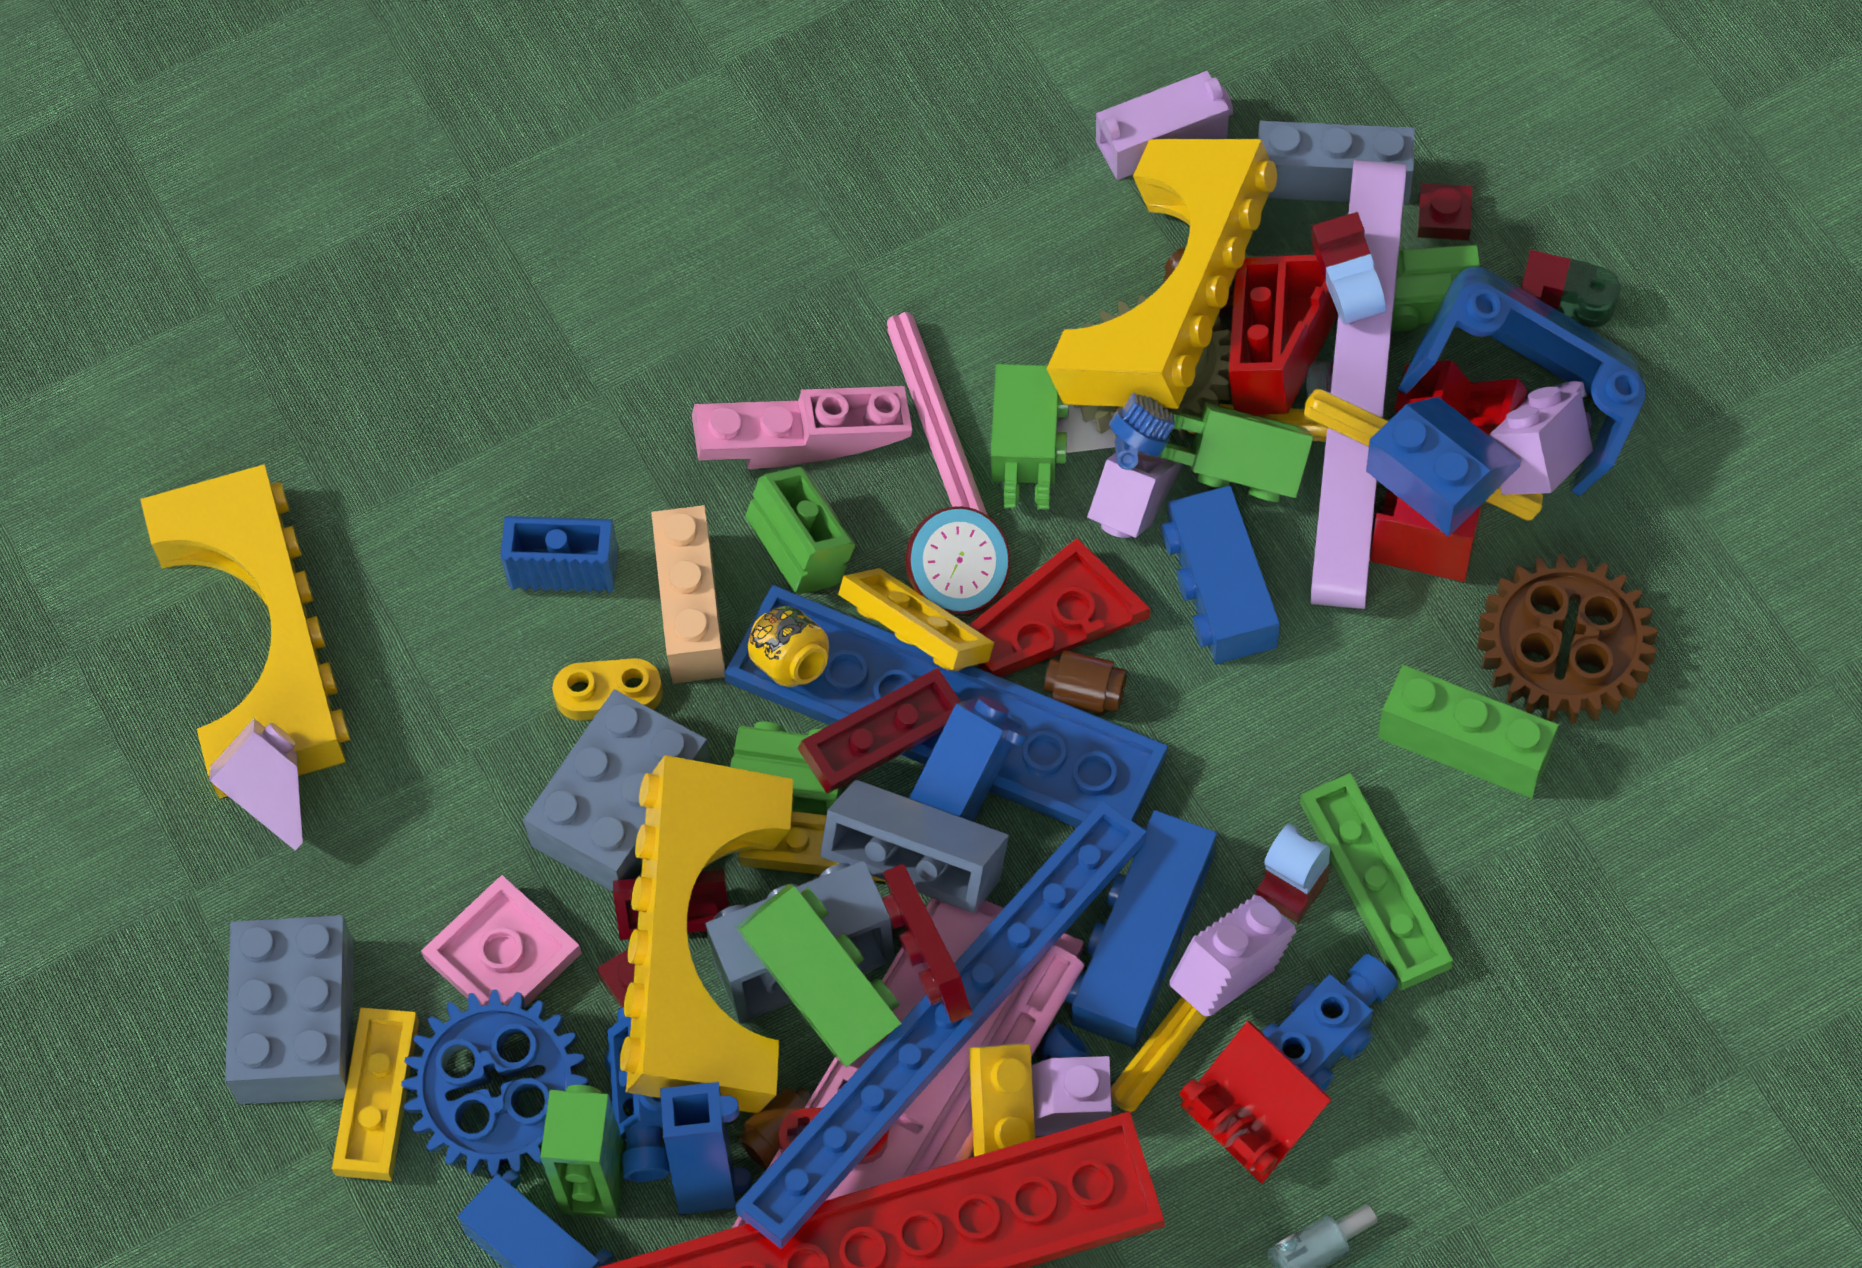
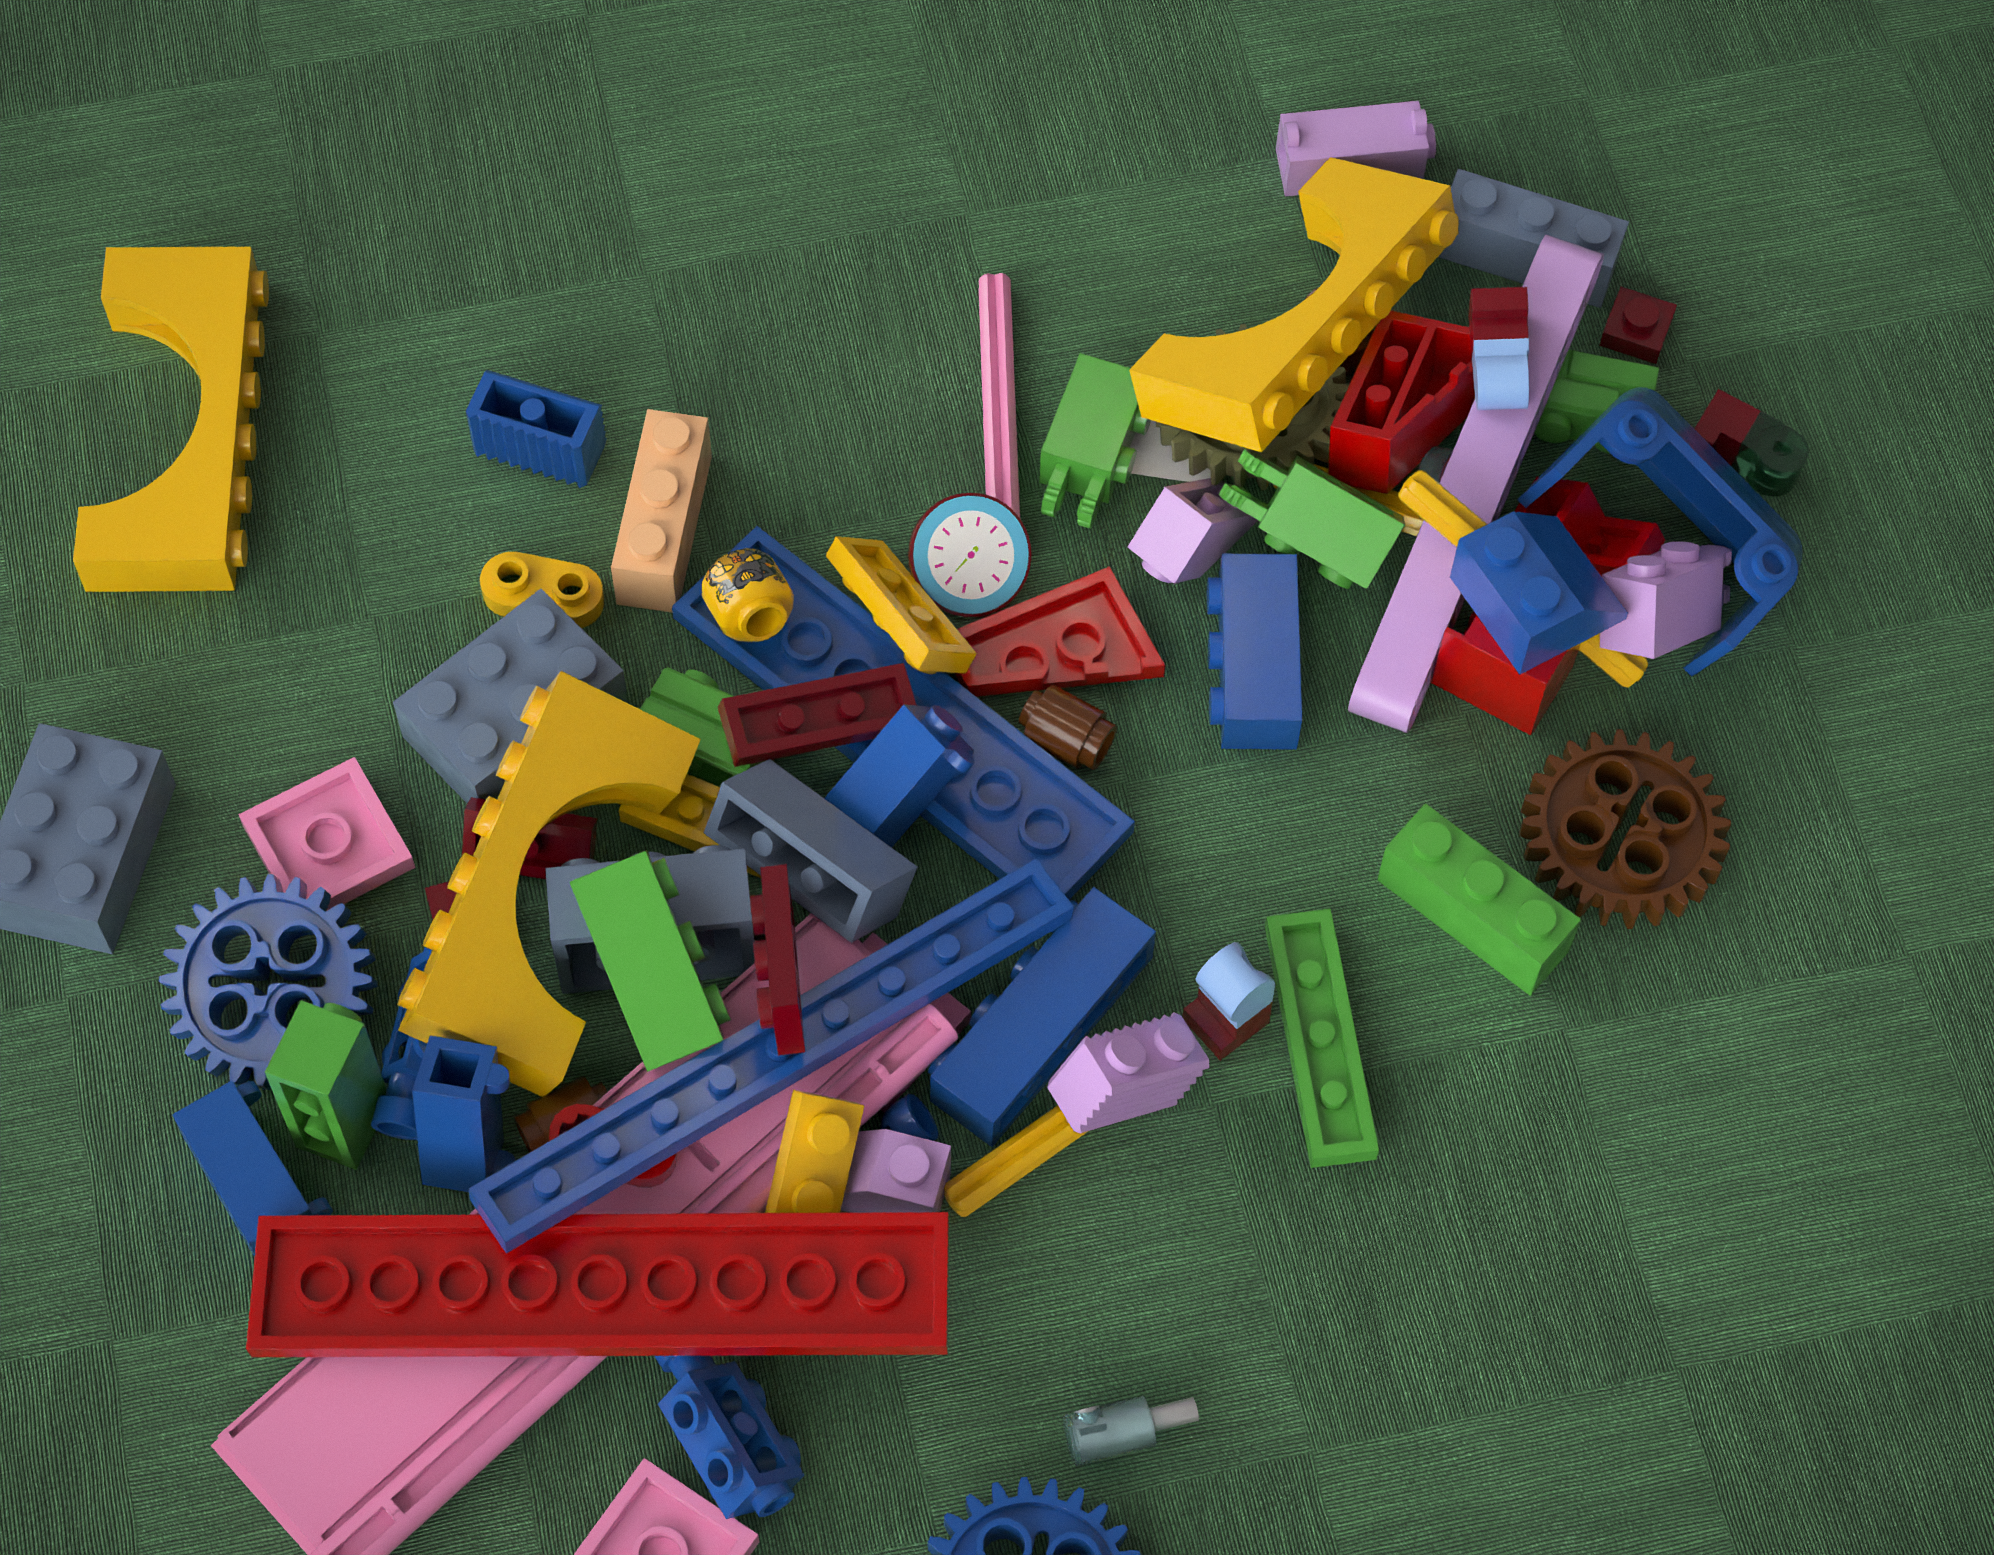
camera: 10 degrees right, 0 degrees up
(263, 779) = (130, 582): lavender slope -> none
(374, 1094) = (129, 964): yellow plate -> none
(799, 530) = (805, 474): bright green brick -> none
(809, 430) = (854, 371): bright pink slope -> none
(1140, 427) = (1211, 461): blue piece -> none
(1254, 1101) = (1101, 1244): red hinge -> none
(1327, 1039) = (1199, 1194): blue brick -> none

